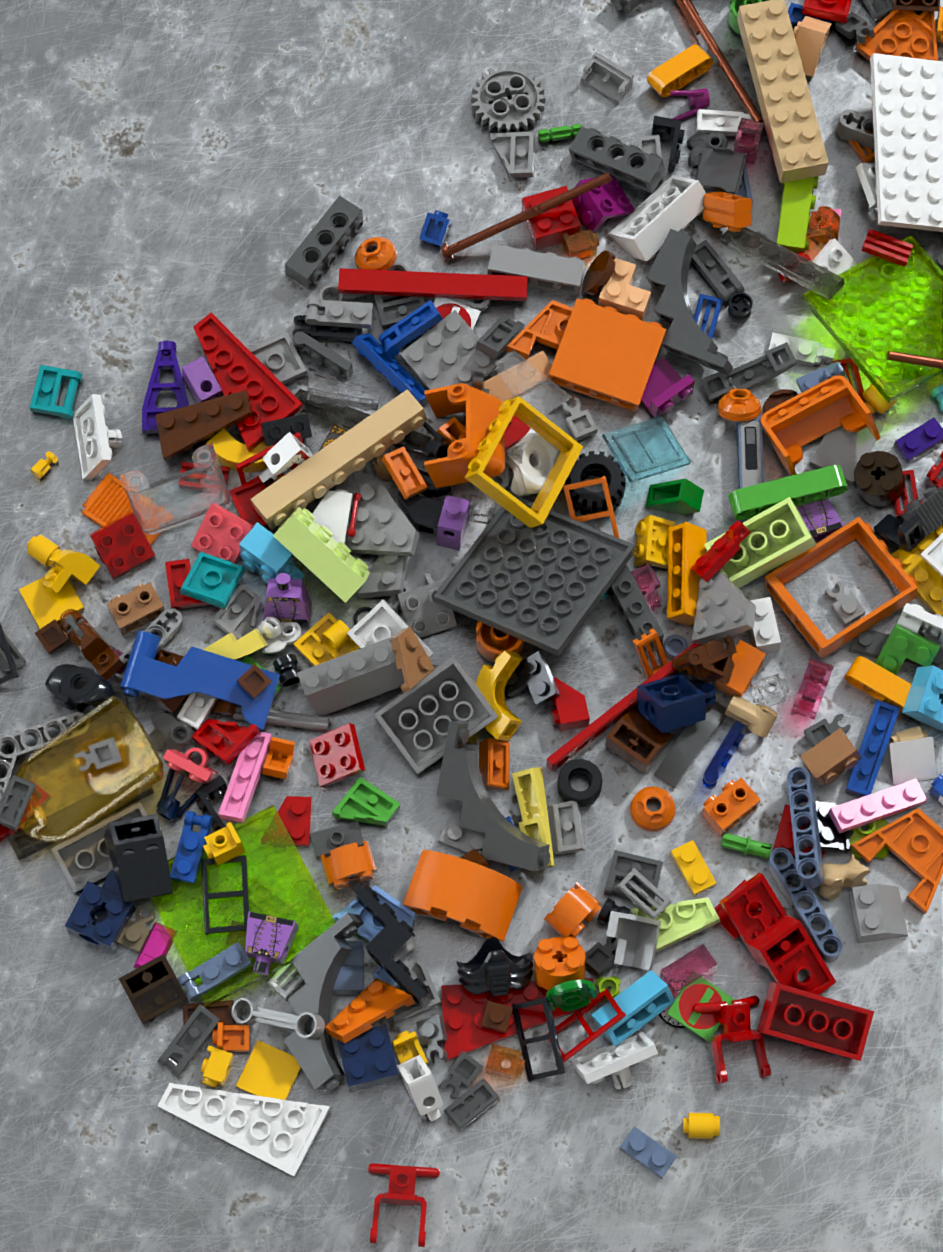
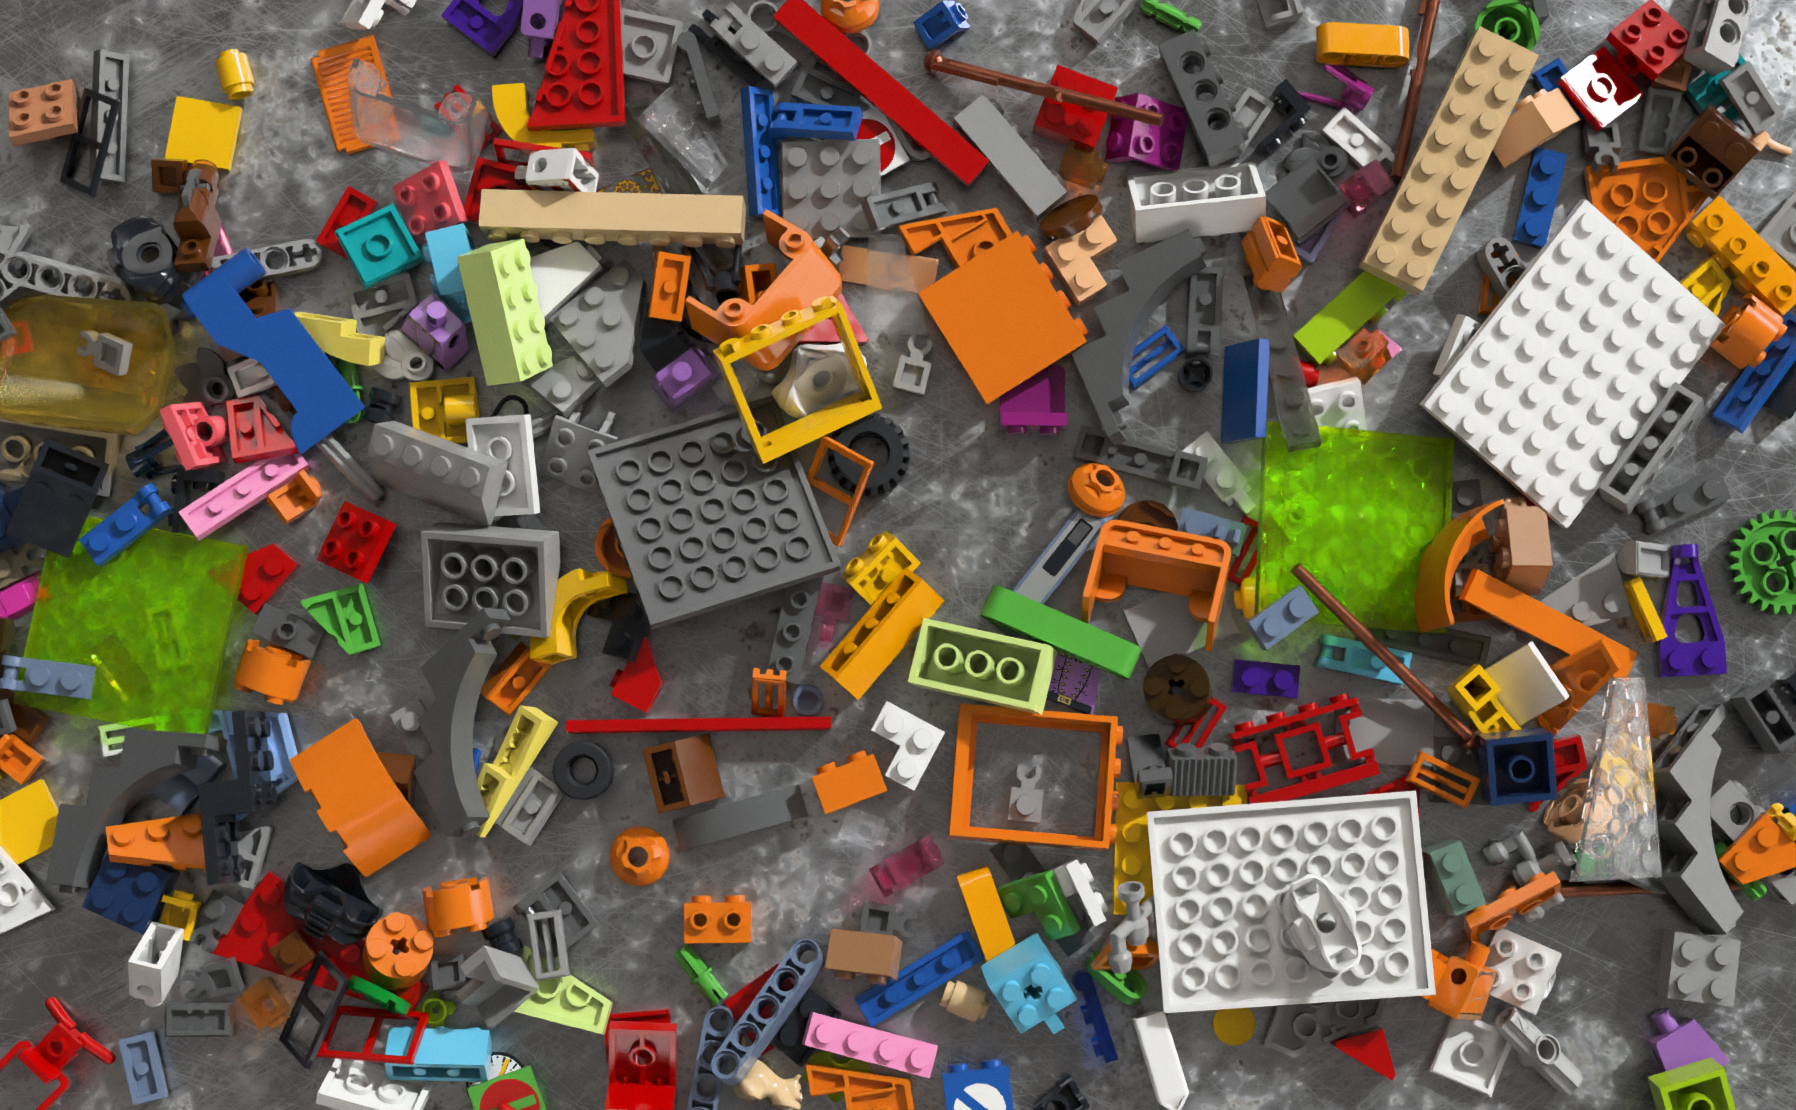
camera: 35 degrees right, 15 degrees up
(69, 564) = (243, 110): yellow brick -> none
(122, 545) = (317, 131): red plate -> none
(135, 608) = (278, 213): medium nougat brick -> none
(193, 423) = (496, 54): reddish brown wing -> none
(206, 896) = (140, 617): black window -> none
(223, 845) = (162, 558): yellow brick -> none
(254, 681) = (325, 397): reddish brown plate -> none
(268, 940) = (119, 689): medium lavender torso -> none
(270, 631) = (406, 342): white hinge -> none
(275, 430) = (585, 136): black bracket -> none
(278, 1018) = (68, 779): light grey piece -> none
(351, 532) = (565, 306): red hinge -> none
(410, 658) = (501, 505): medium nougat wing -> none
(461, 1160) = (143, 1068): none -> sand blue plate
(646, 449) = (955, 459): clear light blue piece -> none
(674, 702) = (757, 758): dark blue brick -> none
(675, 497) = (943, 536): green slope -> none
(688, 969) = (526, 1061): clear pink panel -> none
(693, 868) = (628, 953): yellow plate -> none
(708, 661) = (816, 753): reddish brown piece -> none
(720, 552) = (926, 645): red hinge -> none
(721, 610) = (874, 708): light grey plate -> none
(723, 756) = (755, 861): clear blue plate -> none
(757, 718) = (824, 850): tan piece -> none
(776, 292) = (1245, 391): none -> blue tile
(844, 80) = (1539, 198): none -> blue plate
(888, 245) = (1419, 428): red tile -> none
(903, 387) = (1281, 617): none -> sand blue plate
(913, 760) = (949, 1025): white sticker -> none

